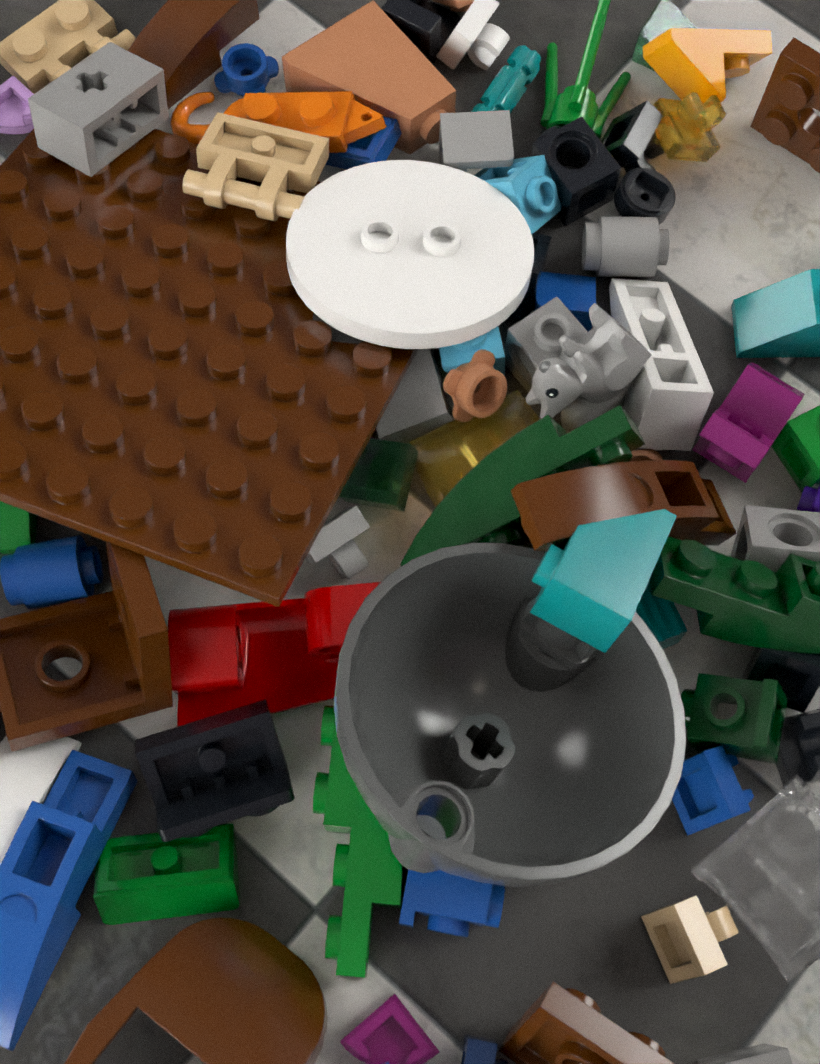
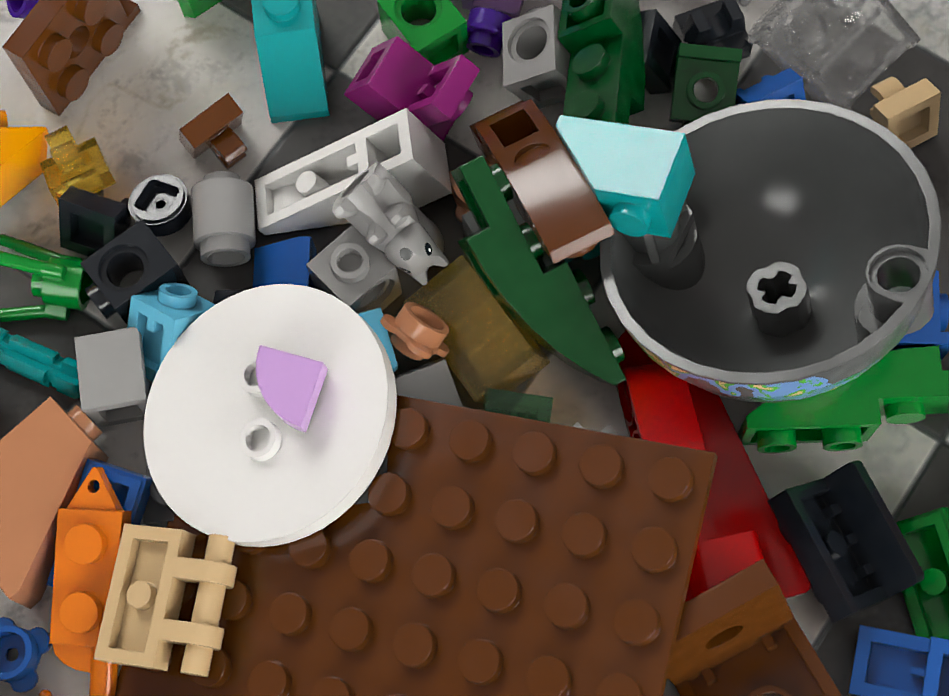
camera: 90 degrees left, 0 degrees up
(419, 251) = (290, 384): none -> lavender tile
(715, 244) = (215, 131): none -> reddish brown tile

